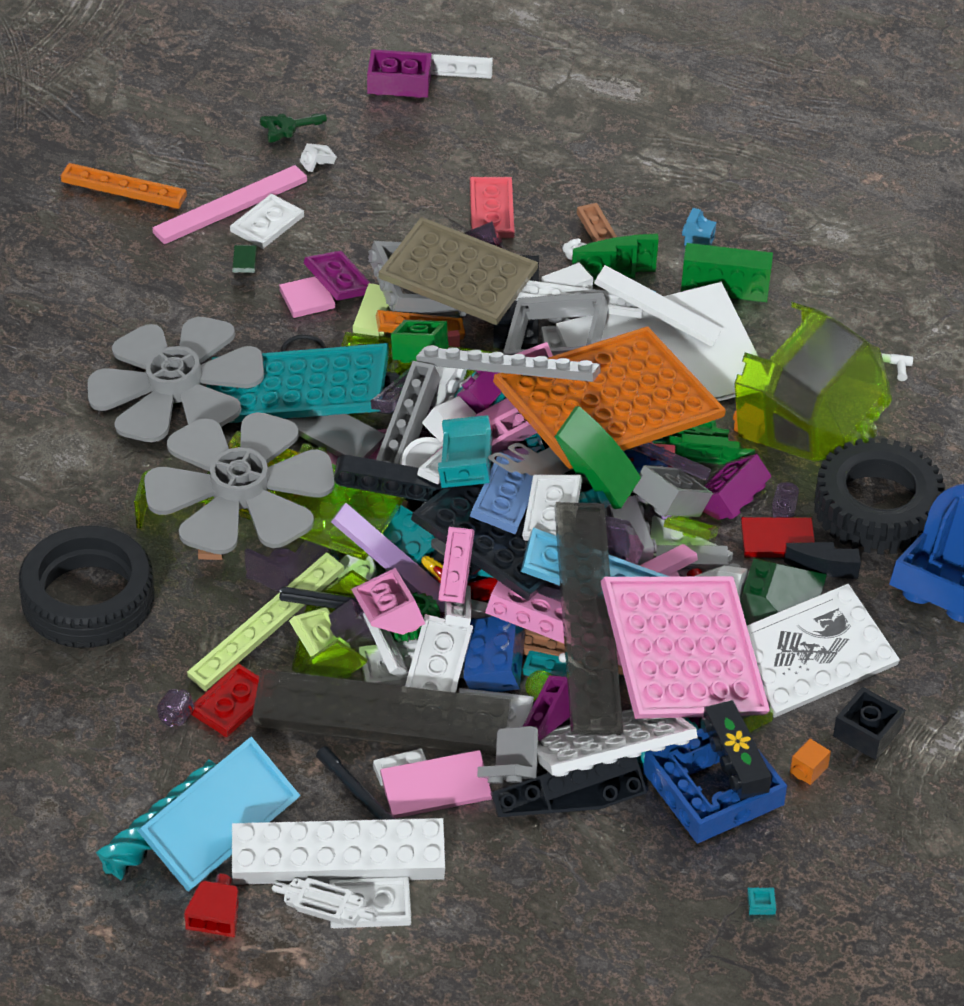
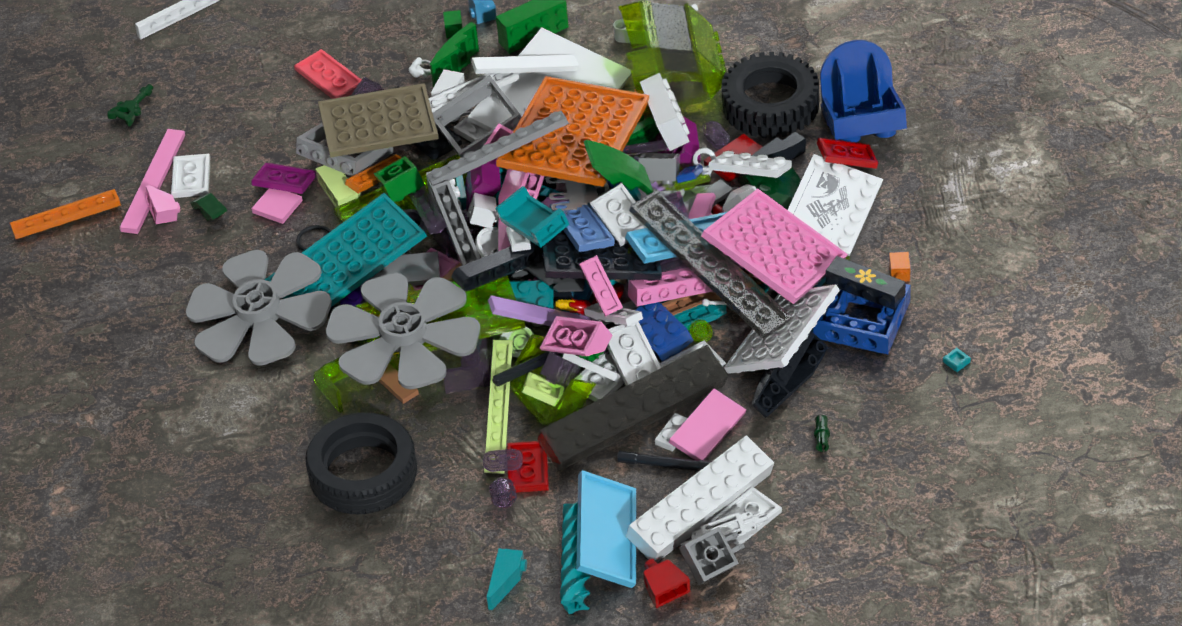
camera: 35 degrees left, 0 degrees up
(84, 789) = (505, 575): none -> teal slope
(204, 231) = (161, 205): none -> bright pink slope
(208, 674) = (502, 460): none -> clear purple plate
(294, 908) = (710, 543): none -> light grey hinge
(316, 154) = (174, 114): white bracket -> none
(399, 73) = (169, 27): magenta brick -> none
(514, 756) = (743, 373): light grey bracket -> none
(536, 874) = (822, 433): none -> dark green pin
(550, 707) = (726, 338): magenta slope -> none
(595, 222) = (414, 45): nougat plate -> none
(657, 224) = (452, 22): none -> green brick
(698, 518) = (689, 173): none -> blue tile
(729, 530) = (704, 150): none -> white piece
(734, 439) = (666, 111): none -> white brick
(769, 551) = (750, 164): none -> white plate
(869, 723) = (909, 223): black brick -> none
(887, 607) = (847, 153): none -> red tile

